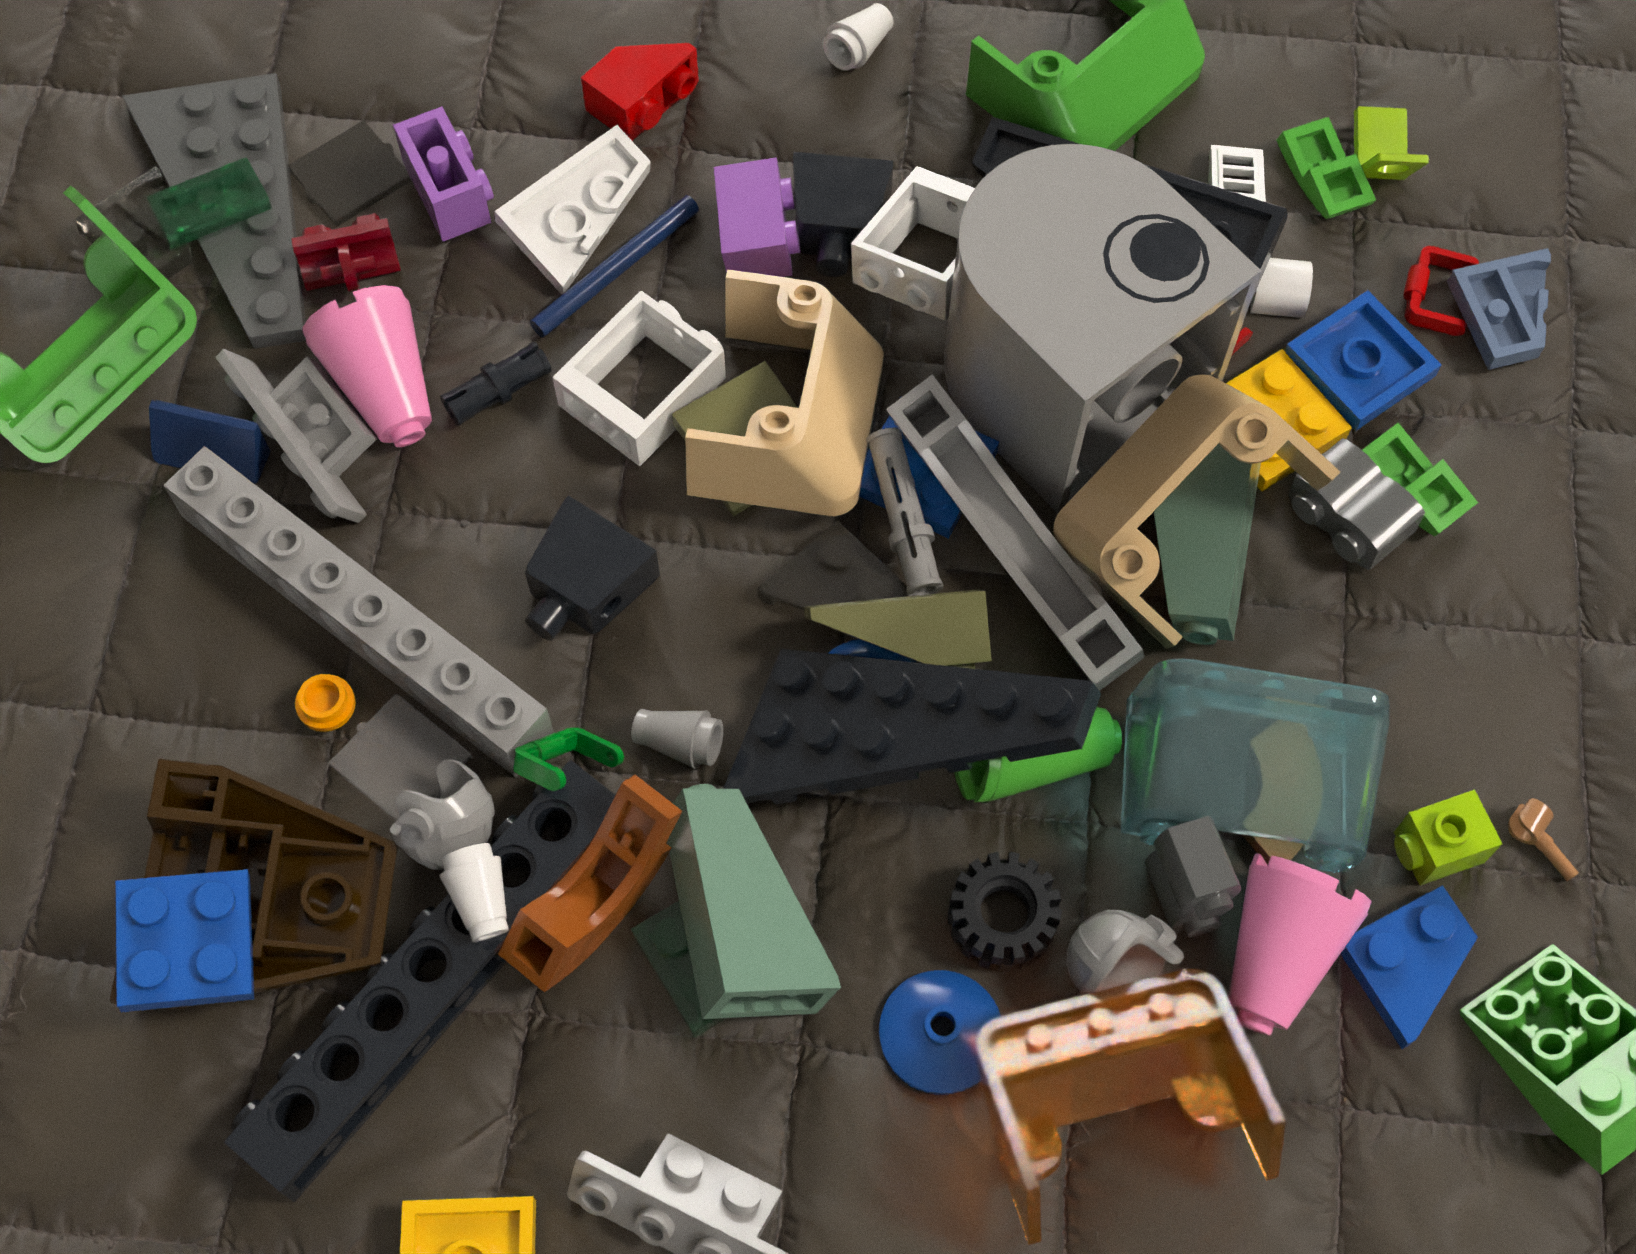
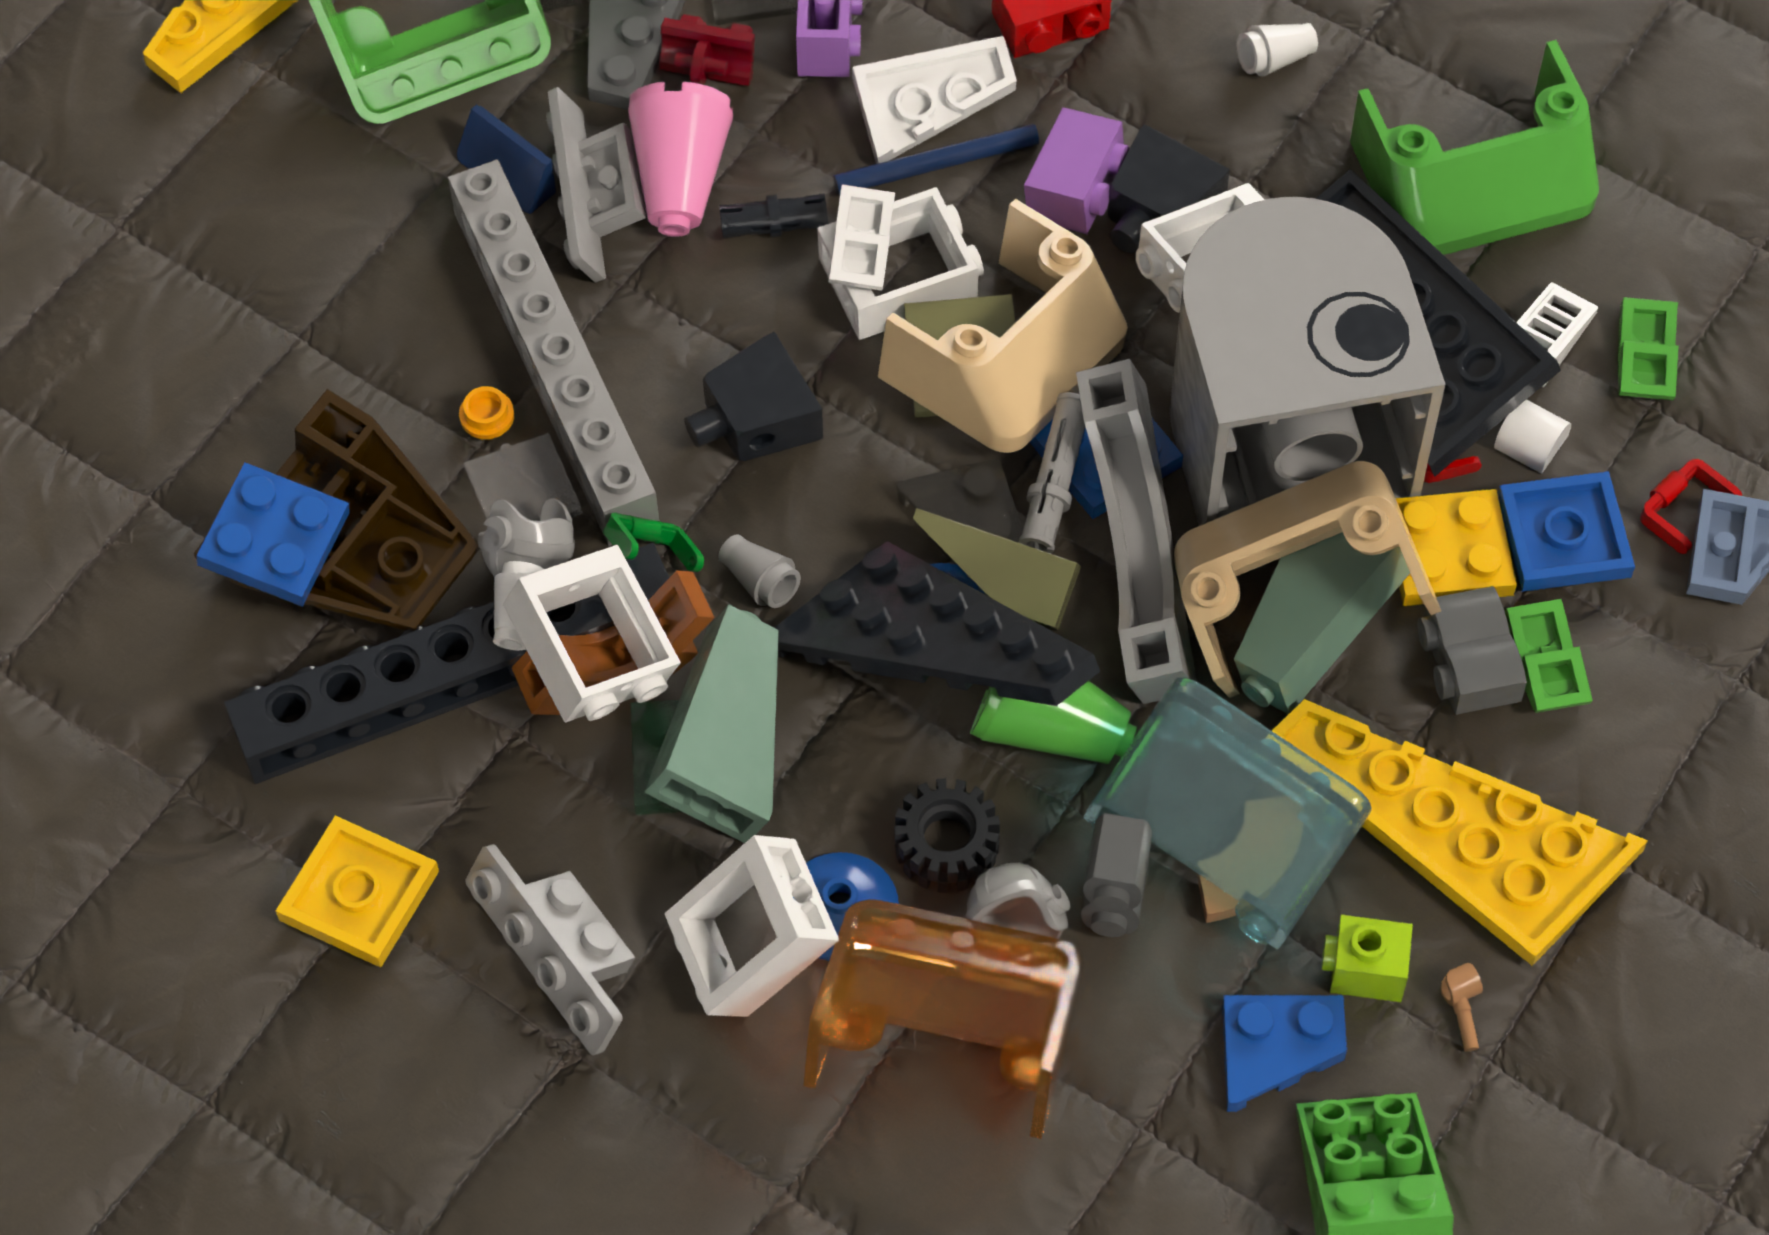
camera: 30 degrees right, 5 degrees down
(601, 850) = (612, 578): none -> white window
(602, 369) = (861, 237): none -> white slope
(943, 1085) = (800, 926): none -> white window
(1288, 940) = (1170, 967): bright pink cone -> none
(1382, 143) = (1715, 348): lime bracket -> none
(1458, 676) = (1471, 835): none -> yellow wing

